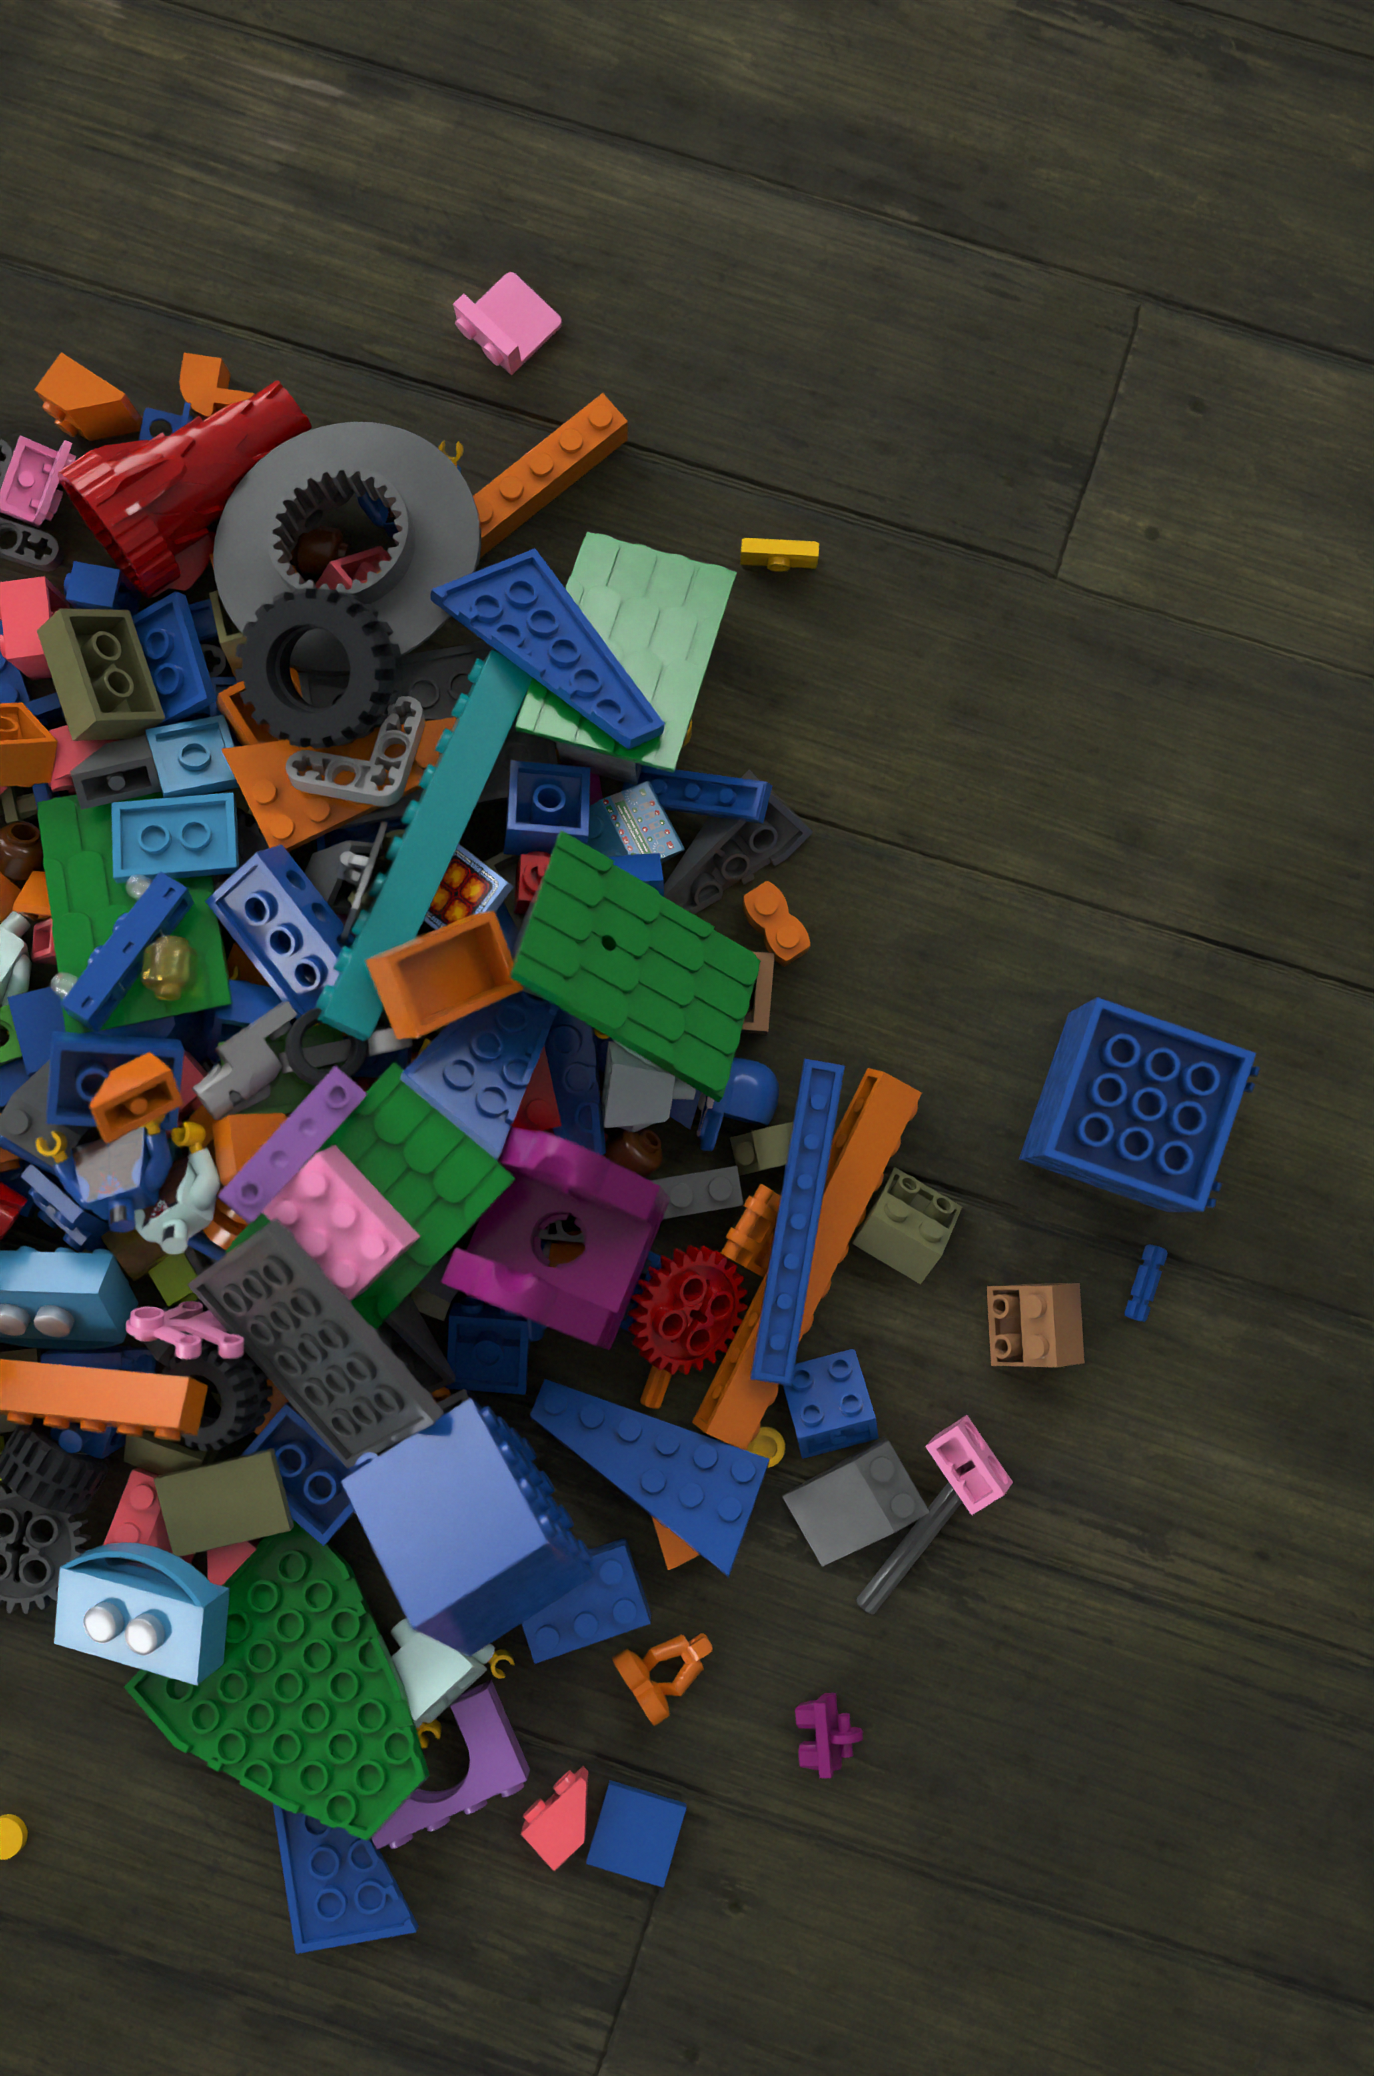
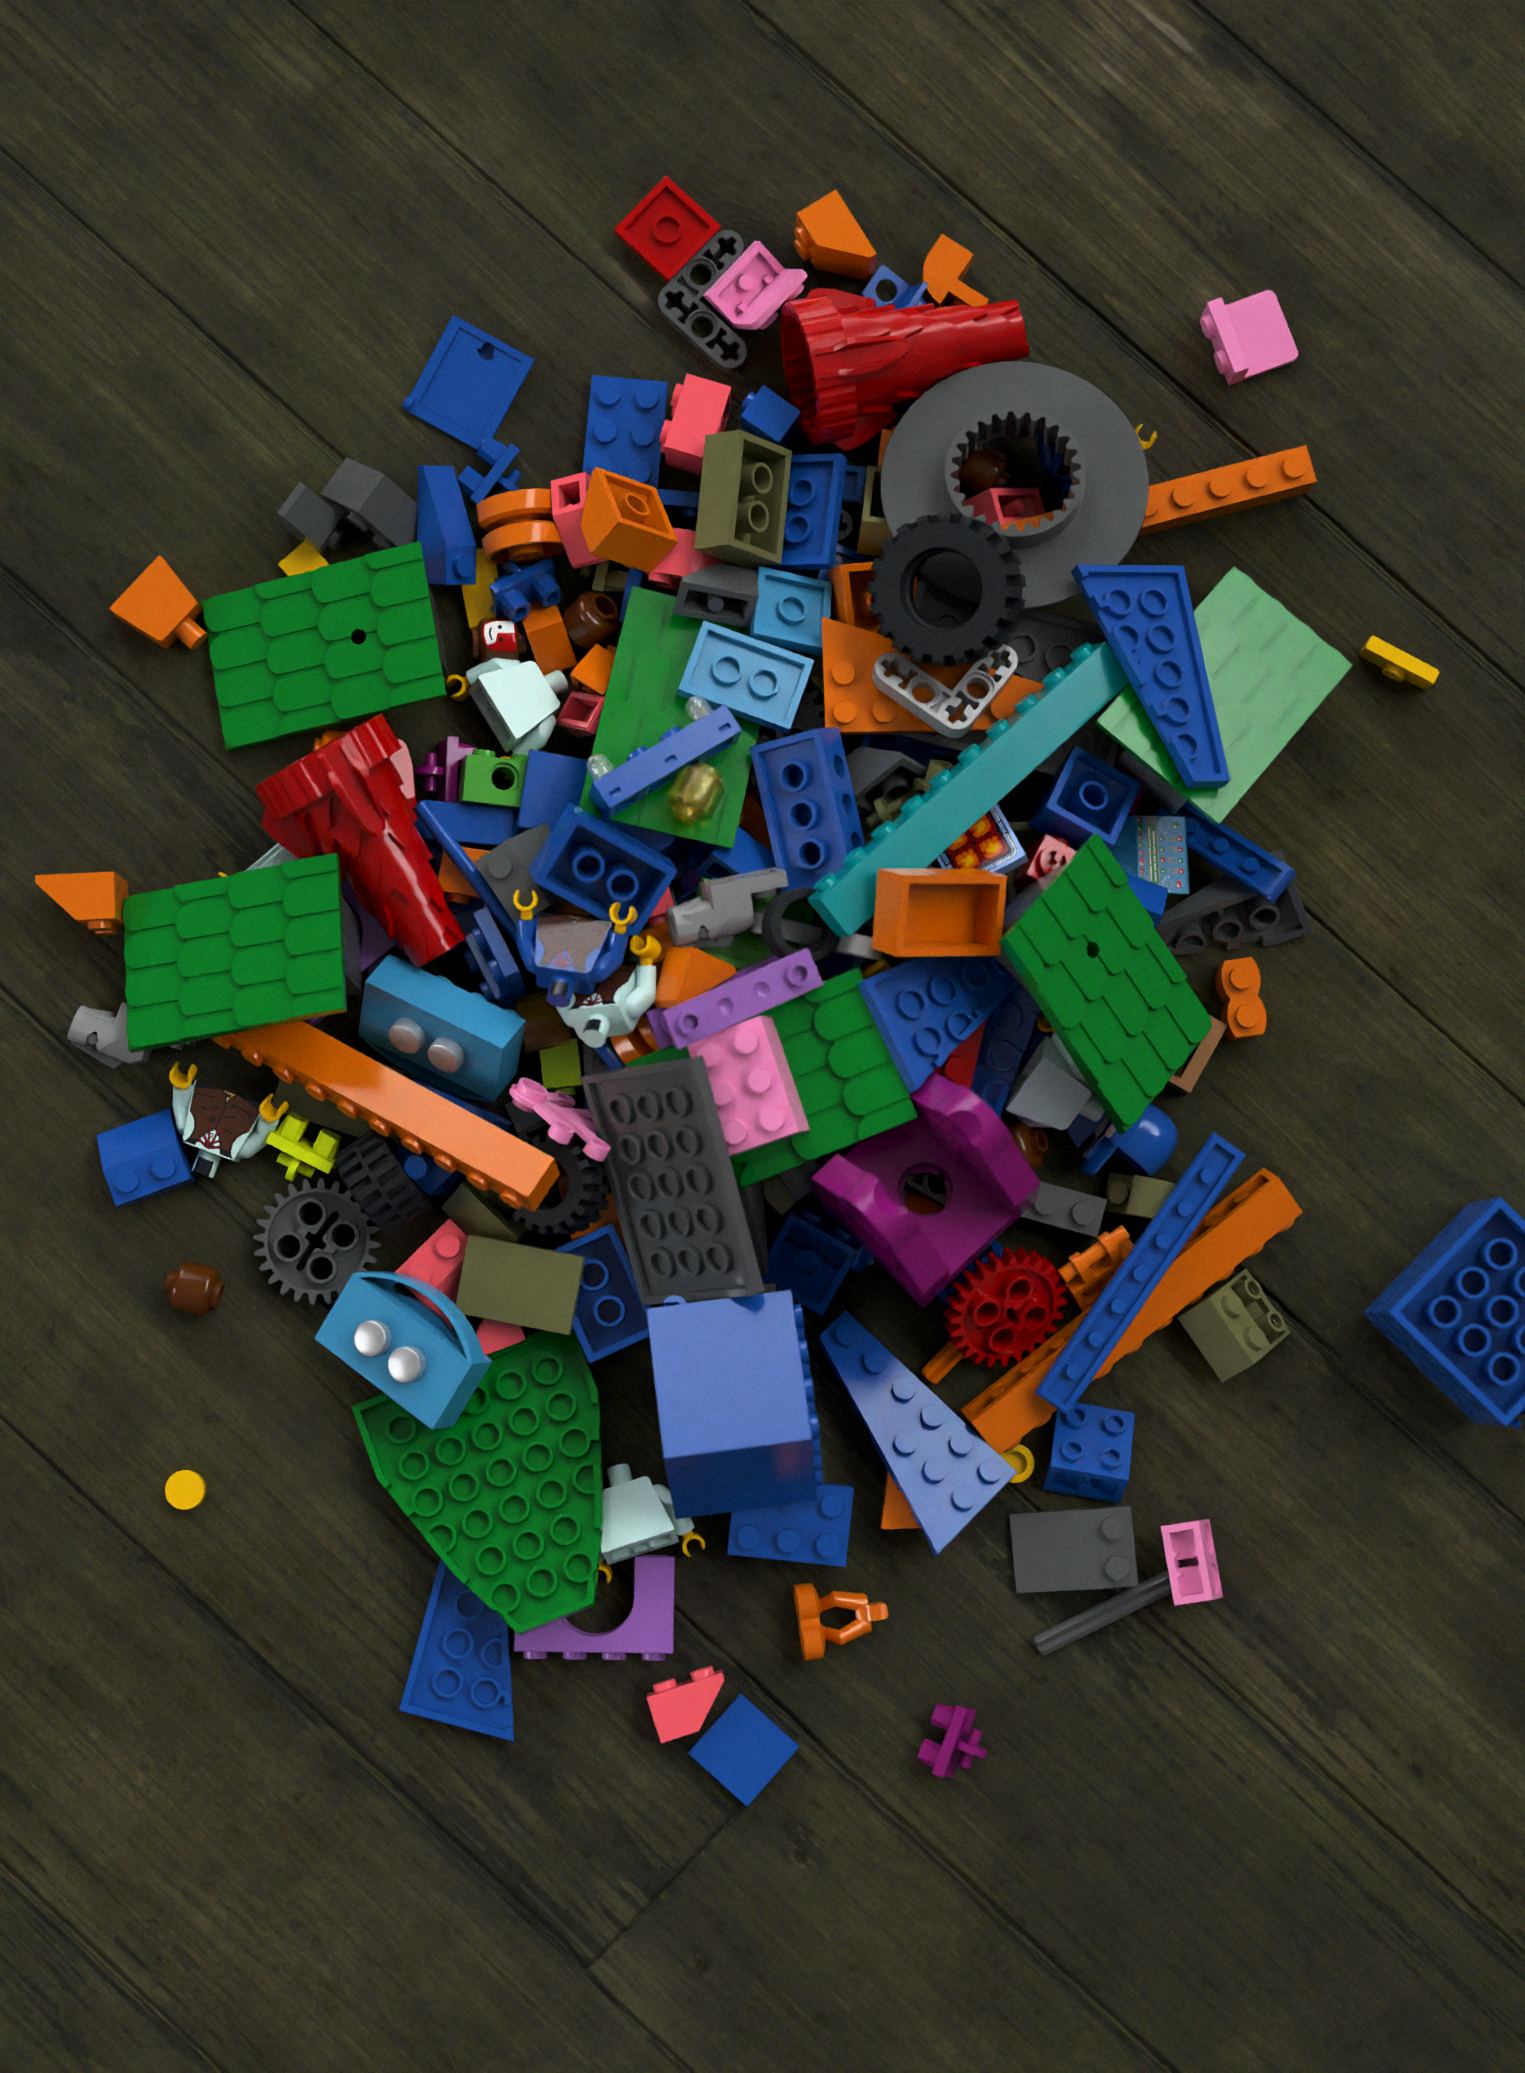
camera: 20 degrees right, 0 degrees up
(134, 1096) = (627, 894): orange slope -> none
(345, 871) = (899, 794): dark grey shield -> none
(1035, 1325) = (1308, 1467): medium nougat slope -> none
(1146, 1283) = (1425, 1477): blue axle -> none

